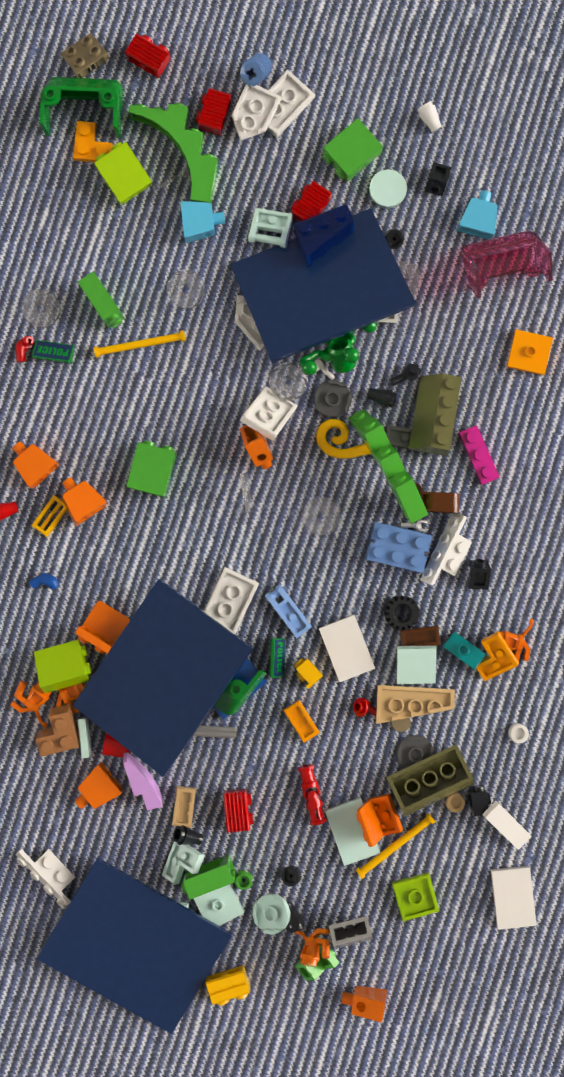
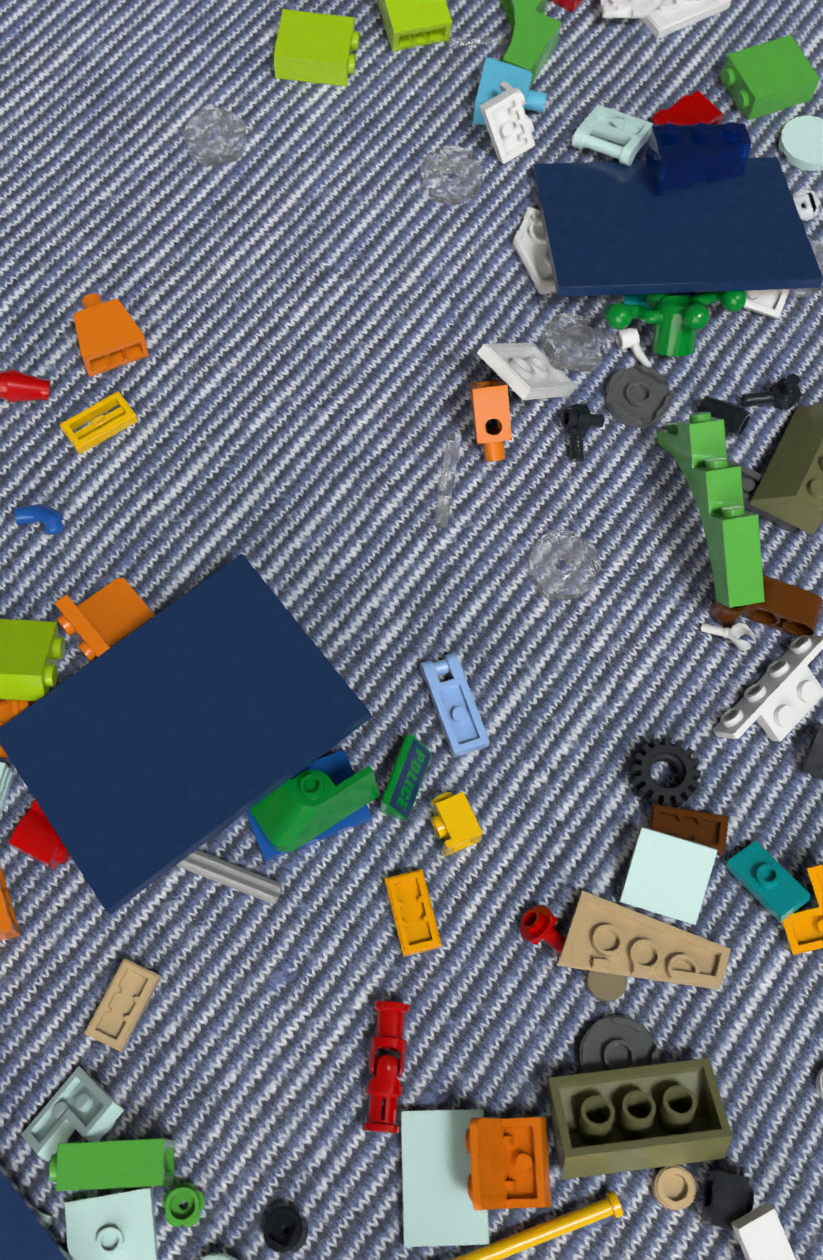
camera: 15 degrees right, 20 degrees down
(22, 346) = (164, 175): red arm -> none
(53, 352) = (208, 198): slope -> none
(76, 225) = (316, 47): none -> lime brick
(81, 500) = (162, 410): orange torso -> none
(101, 300) = (314, 141): bright green brick -> none
(139, 343) = (349, 225): yellow bar -> none
(142, 782) = (61, 921): lavender slope -> none
(152, 468) = (297, 402): bright green brick -> none
(187, 836) = (104, 1064): black cone -> none
(208, 247) = (507, 123): none -> white bracket
(231, 599) = (365, 644): white tile -> none
(237, 810) = (225, 1047): red brick -> none
(304, 429) = (577, 421): none -> black piece
(334, 452) = (646, 483): yellow plant -> none
(346, 648) = (541, 807): white tile -> none
(398, 547) = (689, 656): medium blue piece -> none

